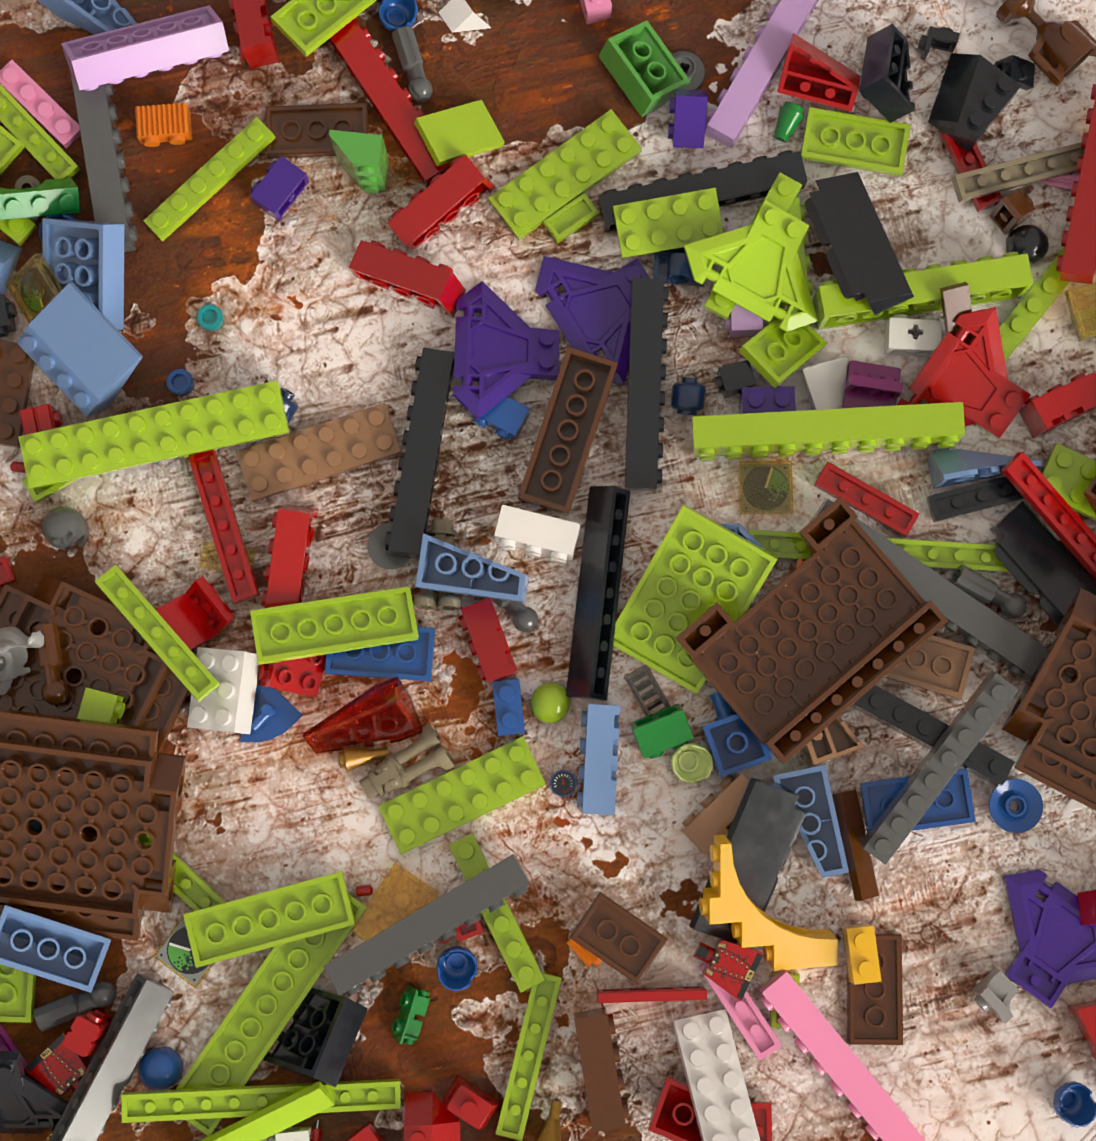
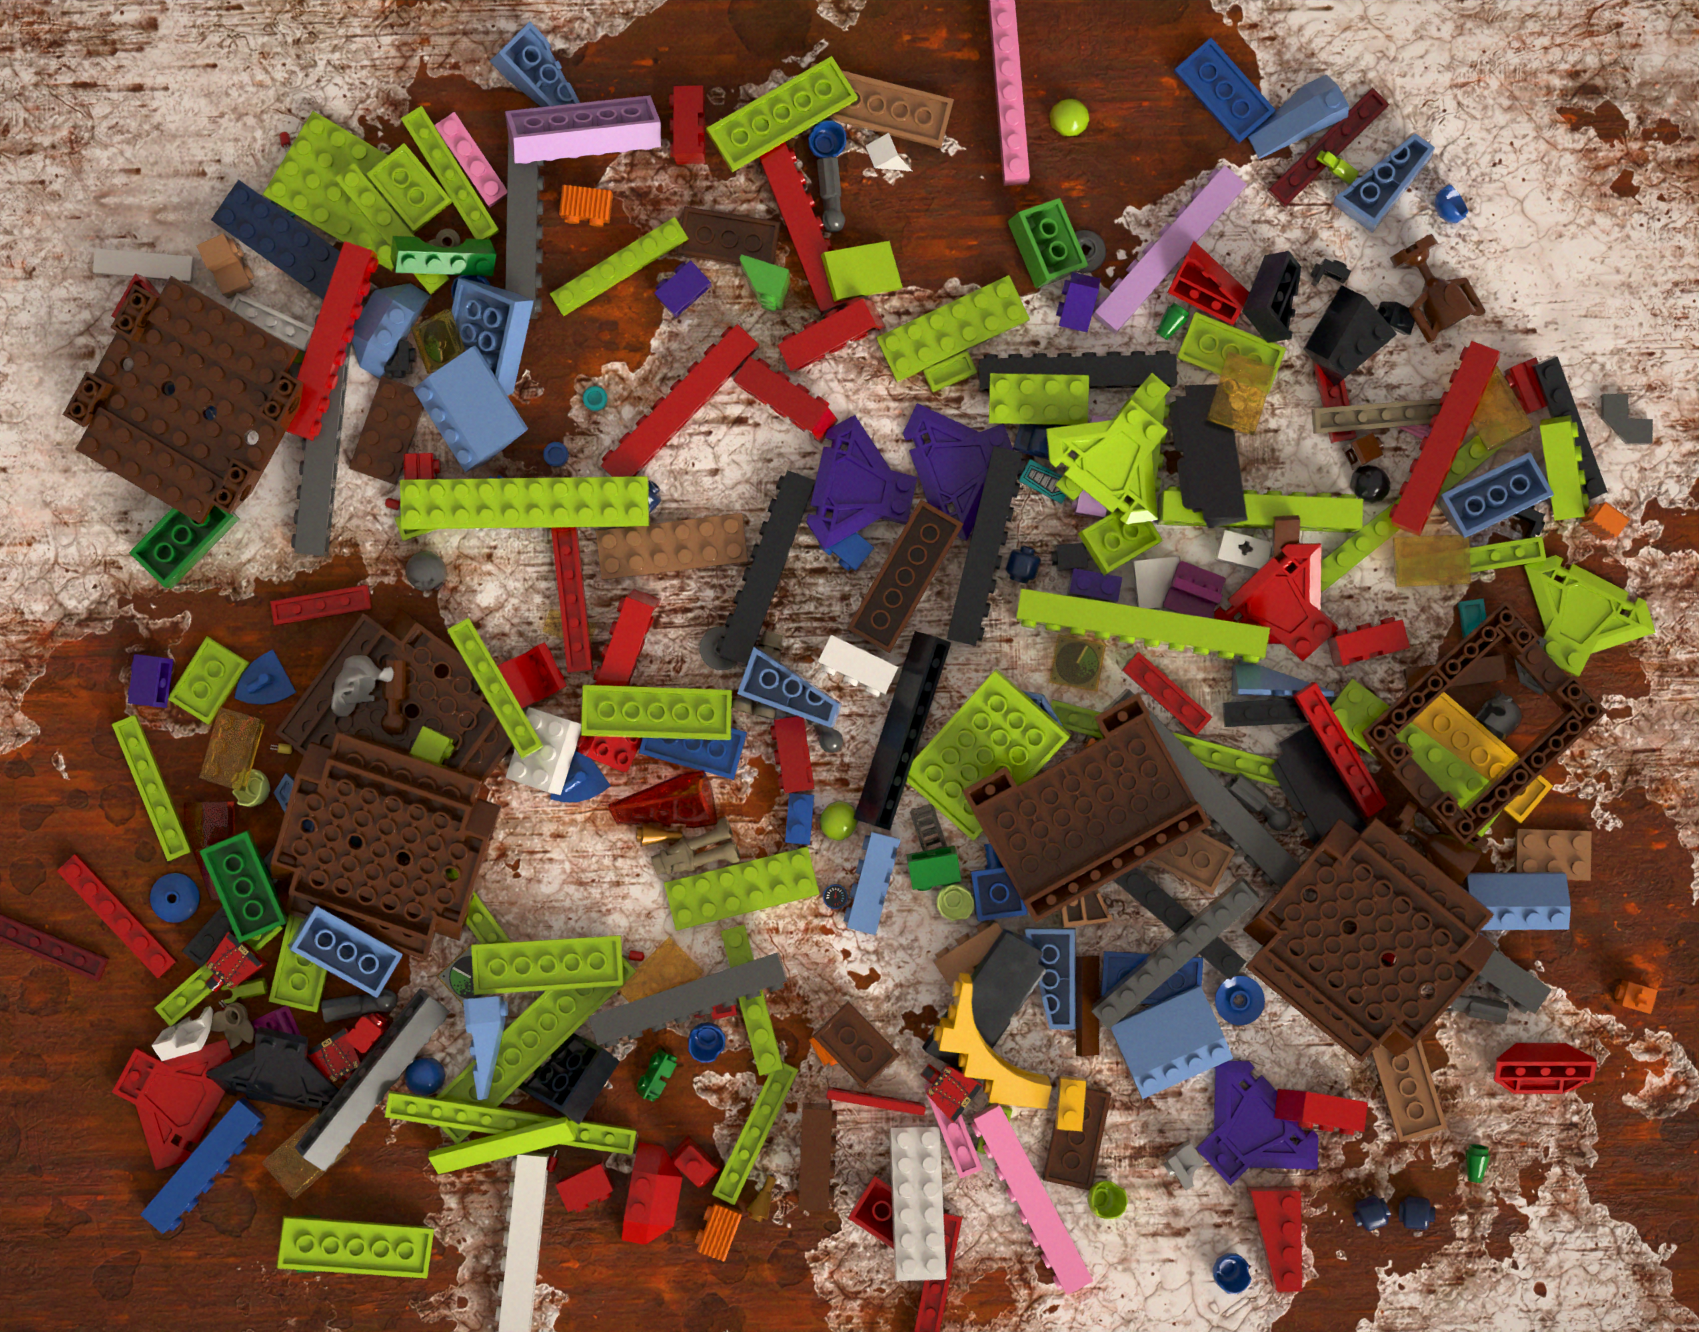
camera: 10 degrees right, 5 degrees up
(214, 995) = (486, 1023): none -> medium blue wedge
(300, 303) = (681, 404): none -> red brick
(690, 309) = (1042, 480): none -> tile
(875, 176) = (1241, 393): none -> clear yellow plate
(923, 1051) = (1107, 1200): none -> lime hair
(954, 865) = (1171, 1041): none -> medium blue slope

